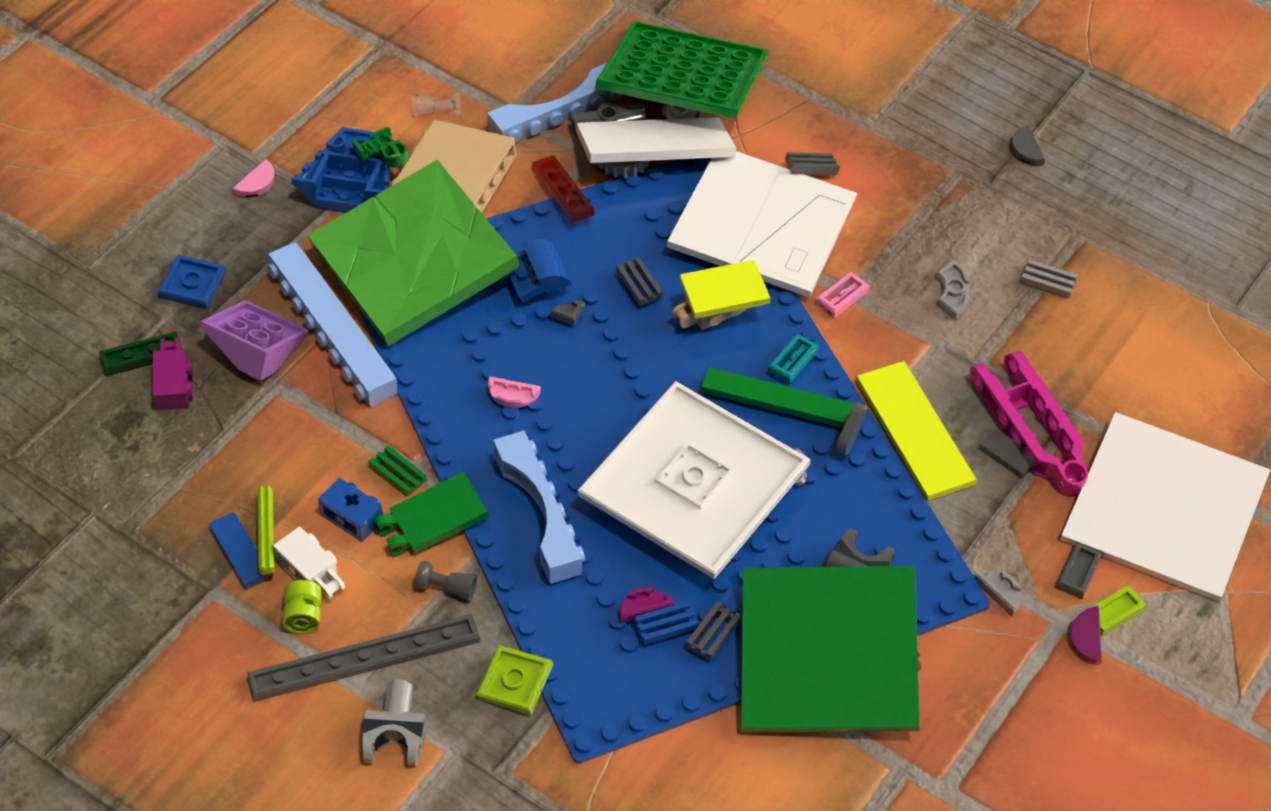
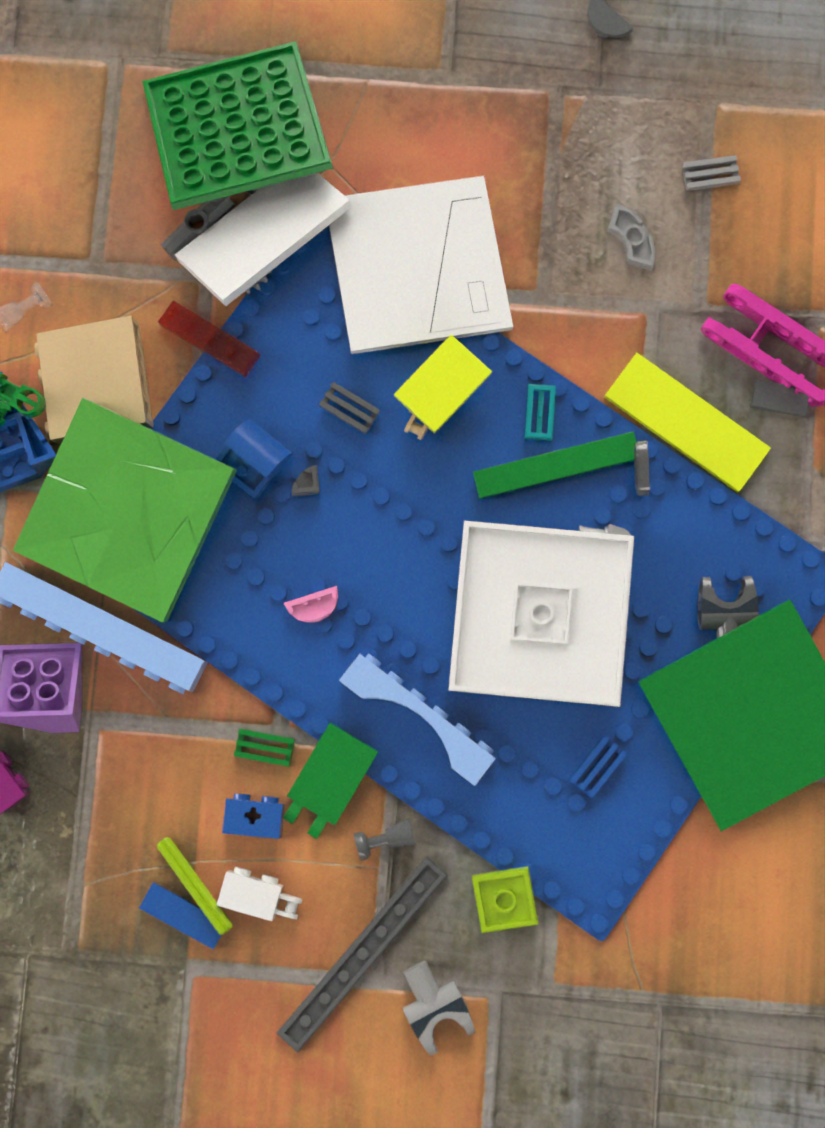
camera: 25 degrees left, 30 degrees up
(302, 607) = (278, 935): lime wheel -> none
(529, 120) = (113, 282): light blue arch -> none
(643, 601) = (566, 758): magenta tile -> none
(725, 613) = (642, 753): dark grey tile -> none
(812, 163) = (419, 162): dark grey tile -> none
(846, 296) = (531, 326): bright pink tile -> none

